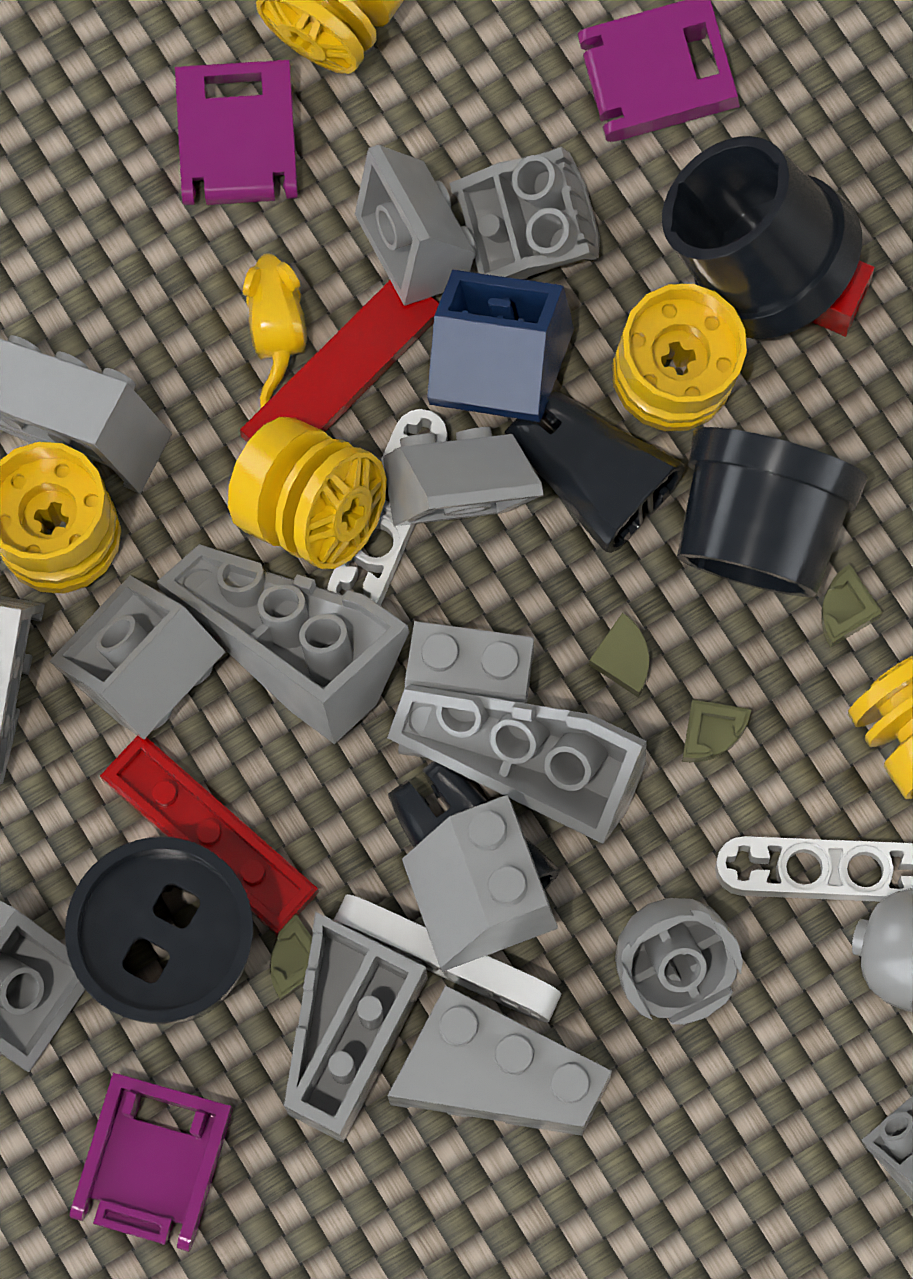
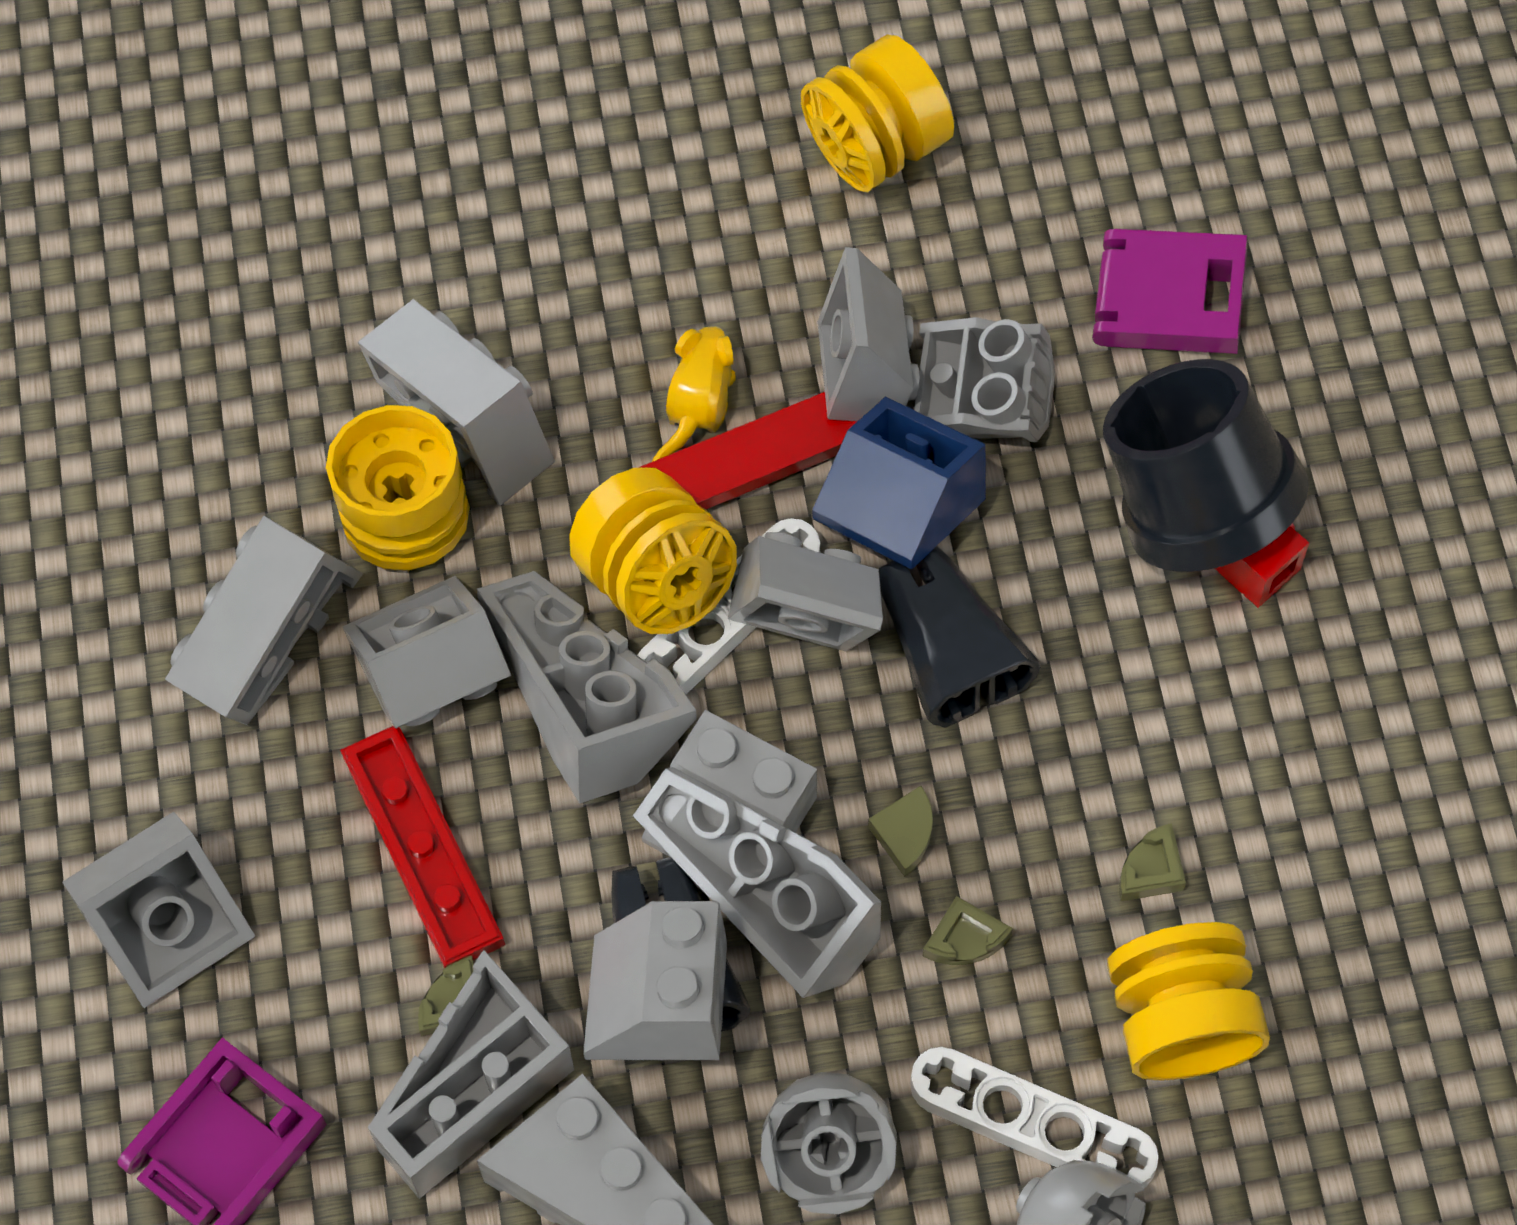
camera: 20 degrees right, 10 degrees down
(116, 909) = (358, 953): black piece -> none
(237, 139) = (732, 214): magenta container -> none
(483, 975) = (623, 1079): white beam -> none
(696, 332) = (1081, 527): yellow wheel -> none
(765, 510) = (1101, 729): black piece -> none

